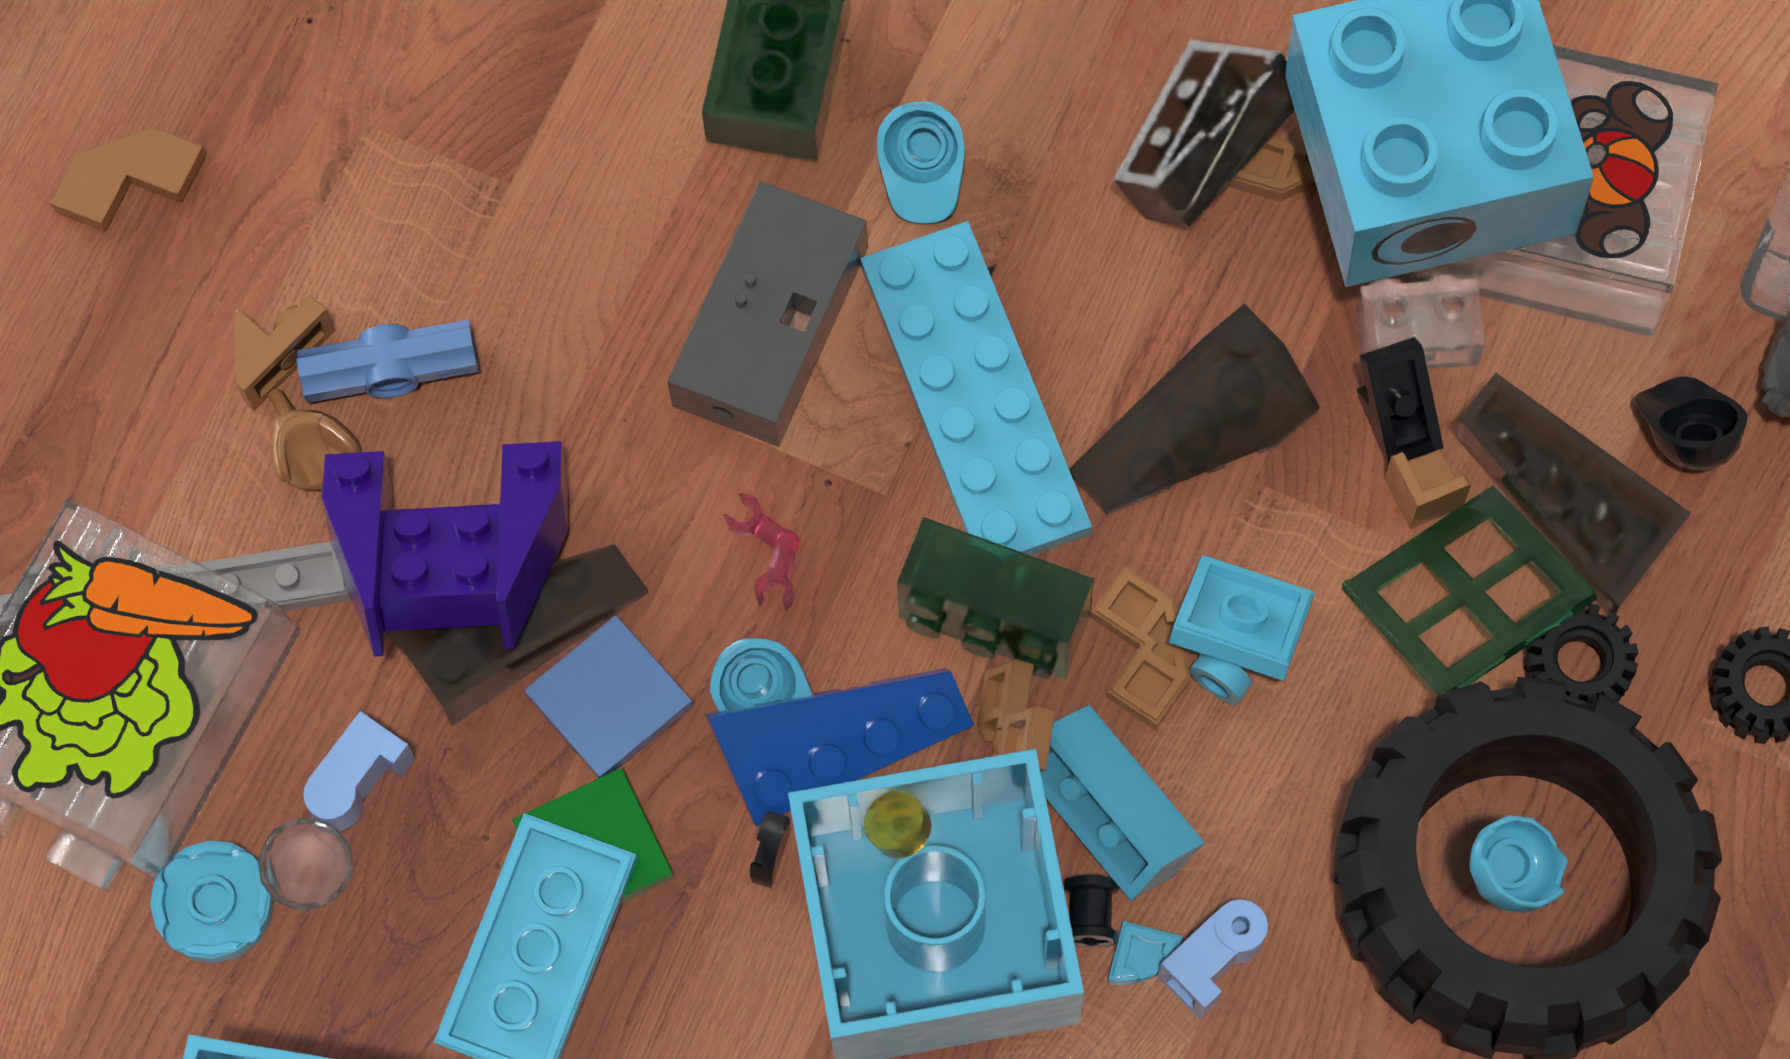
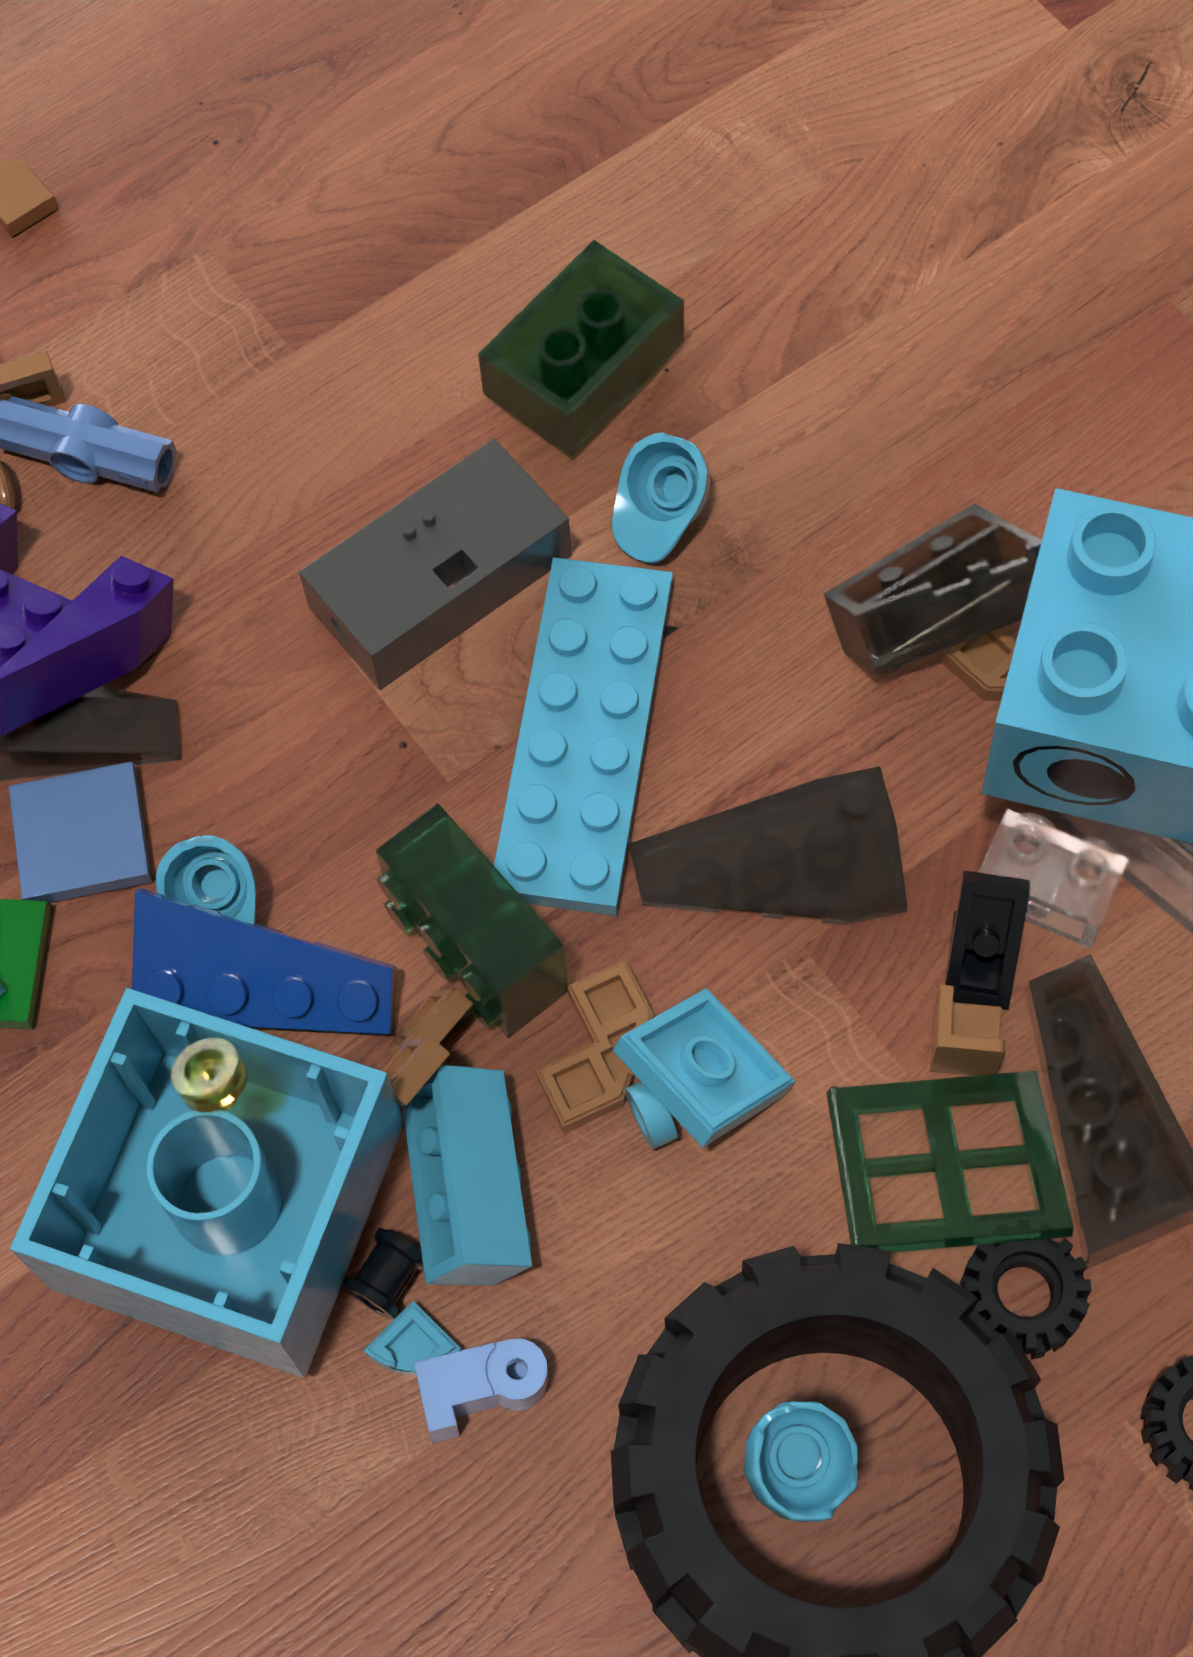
camera: 30 degrees right, 5 degrees down
(784, 545) = (324, 779): clear pink arm -> none

